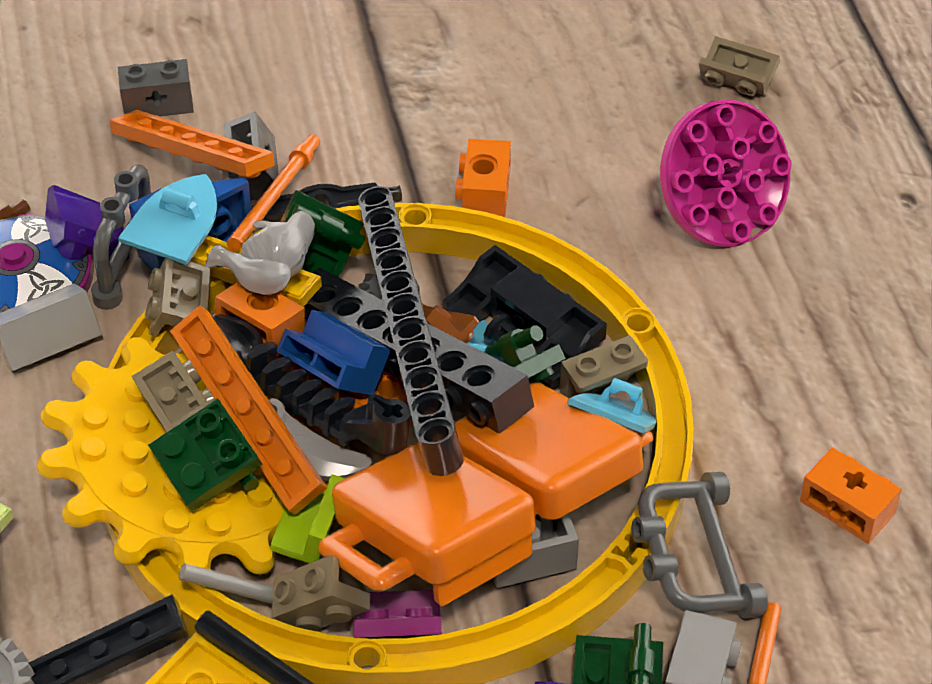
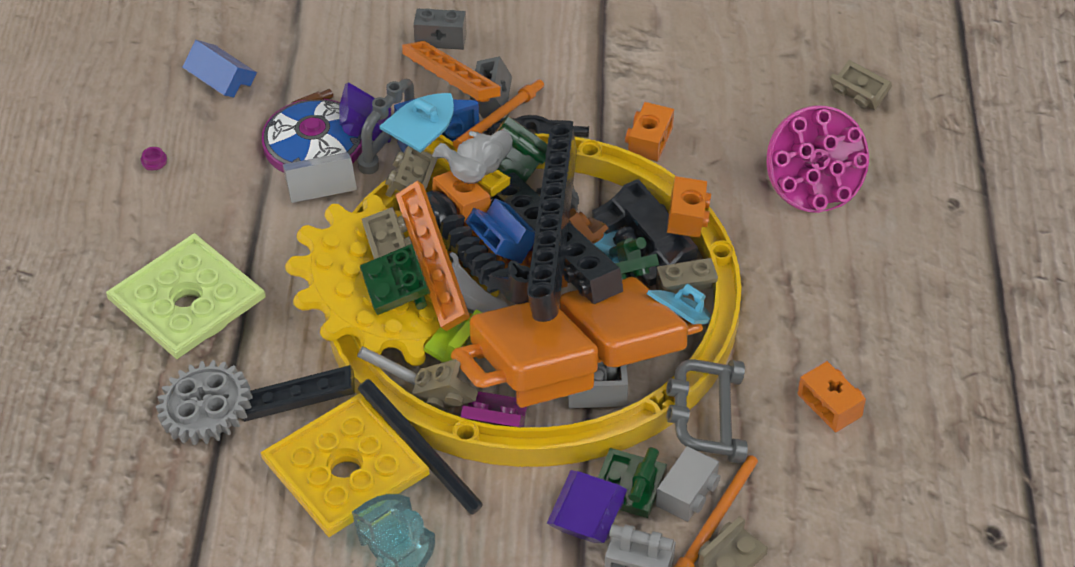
camera: 15 degrees right, 0 degrees up
(579, 270) = (688, 207): none -> orange brick

